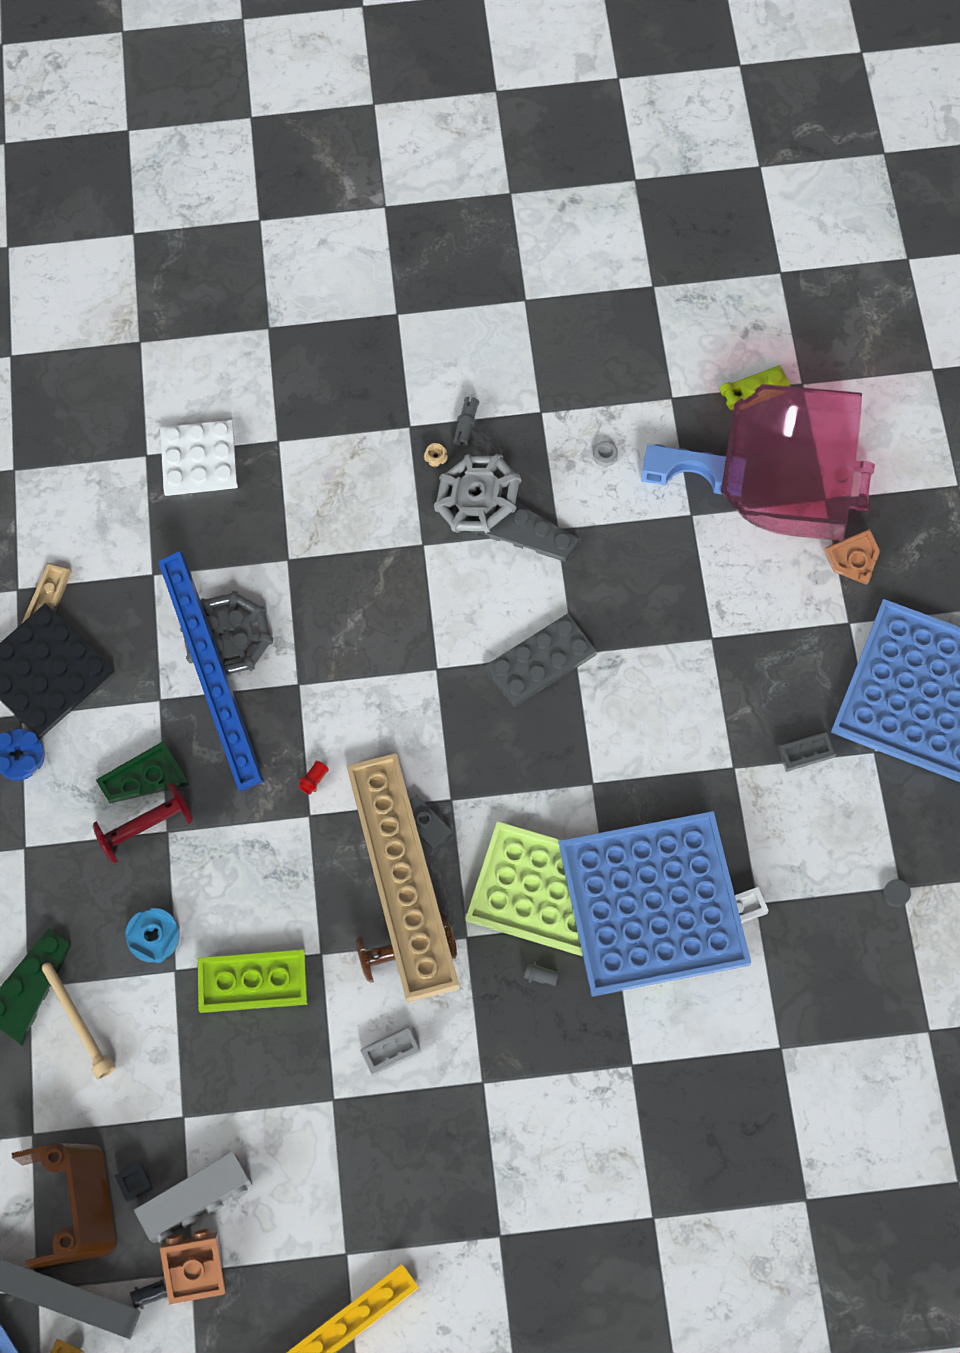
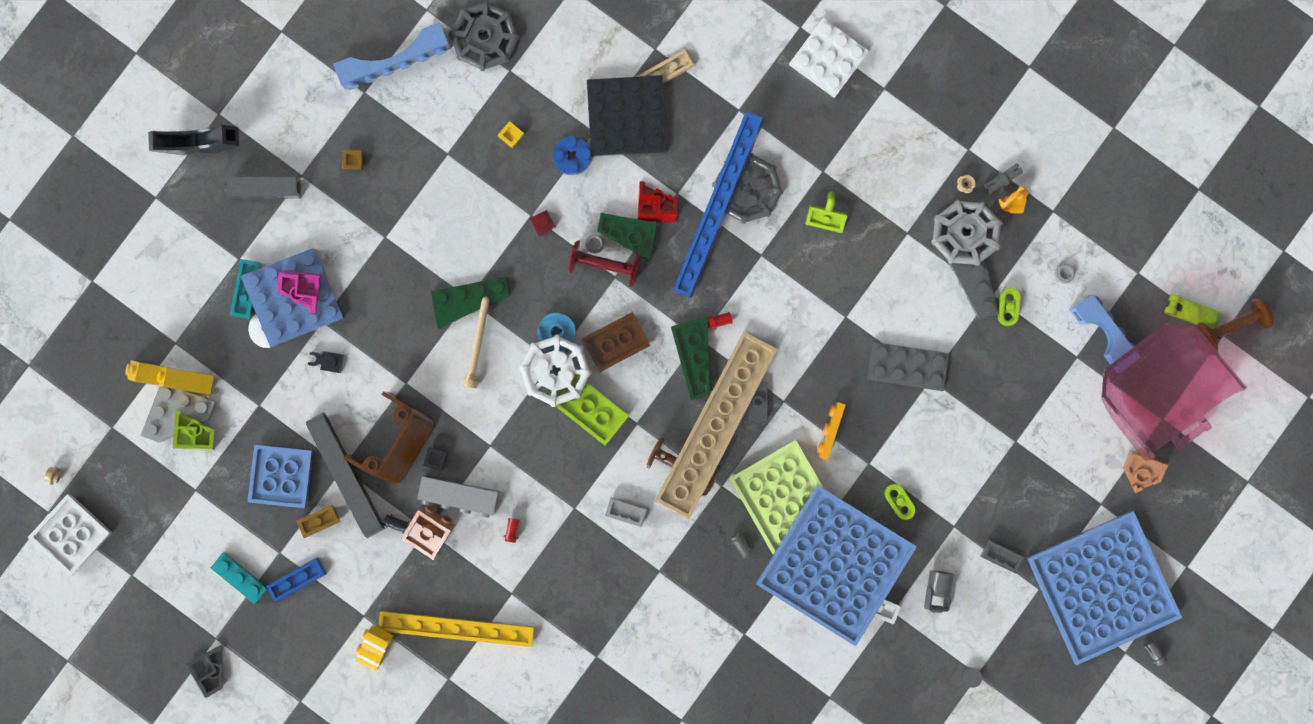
camera: 40 degrees right, 20 degrees up
(43, 843) = (542, 222): none -> dark red plate
(116, 816) = (594, 244): none -> light grey plate
(148, 726) = (655, 205): none -> red slope
(178, 957) = (549, 380): none -> white plate
(224, 890) = (616, 342): none -> reddish brown plate
(285, 1182) = (512, 530): none -> red pin
(314, 831) = (692, 348): none -> dark green wing
(329, 593) = (826, 217): none -> lime plate
(496, 430) = (1016, 201): none -> light orange piece
(523, 782) = (830, 430): none -> light orange plate
(583, 525) = (1011, 307): none -> lime plate
(657, 788) = (899, 501): none -> lime plate
(775, 832) = (939, 585): none -> dark grey piece
(812, 334) = (1260, 312): none -> reddish brown hose

